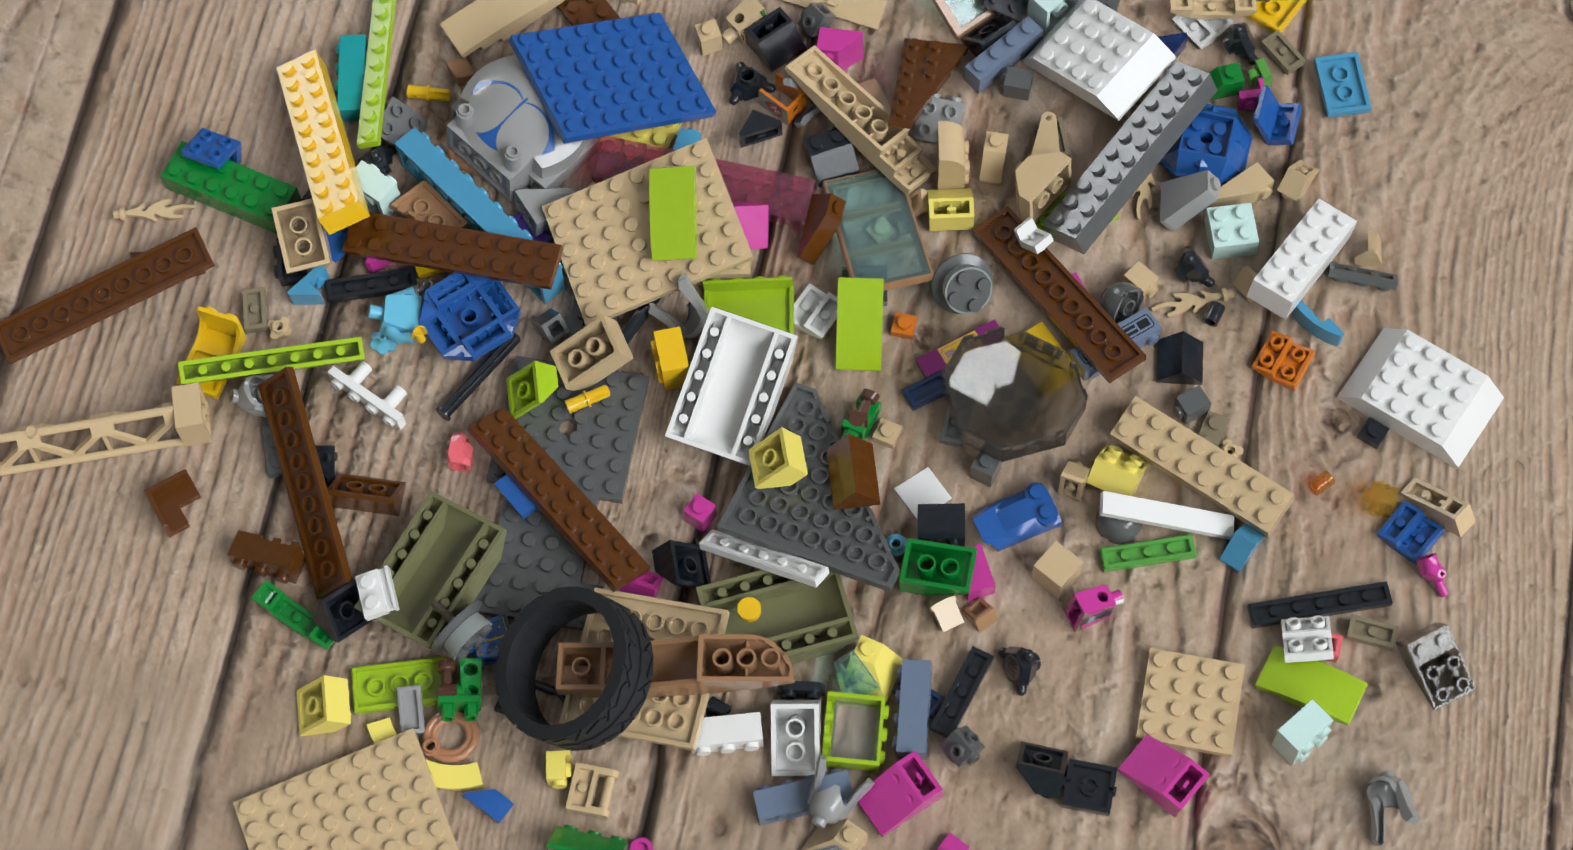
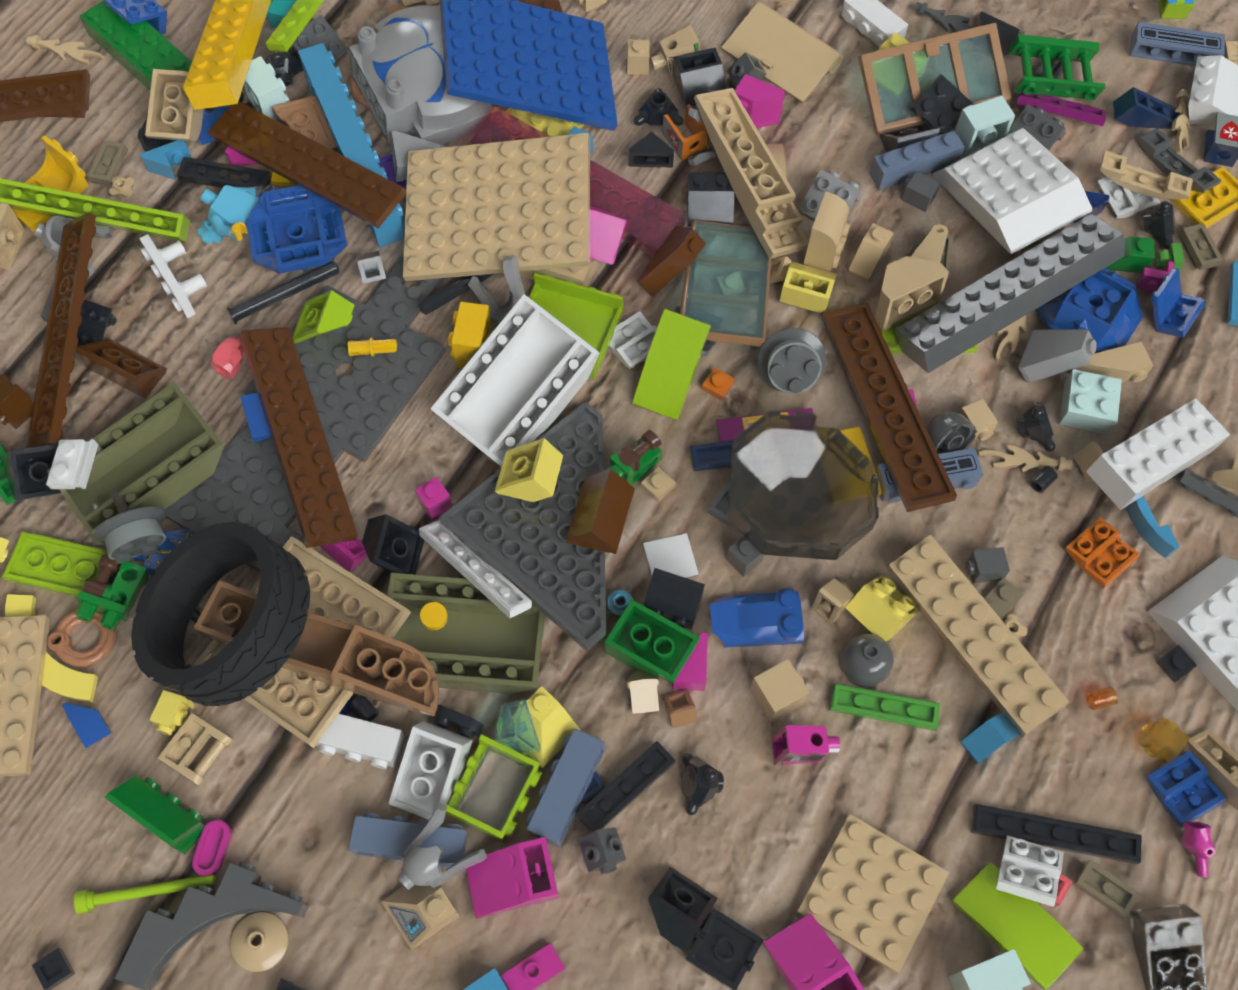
camera: 15 degrees right, 0 degrees up
(411, 708) = (57, 594): light grey tile -> none
(428, 93) = (352, 23): yellow axle -> none
(591, 354) = (393, 304): tan brick -> none
(673, 213) = (525, 192): lime slope -> none
(920, 75) = (827, 150): reddish brown wing -> none
(1031, 237) = (879, 338): white bracket -> none
(1166, 515) = (919, 674): white tile -> none
(1180, 359) = (991, 514): black slope -> none
(1297, 180) = (1176, 374): tan slope -> none

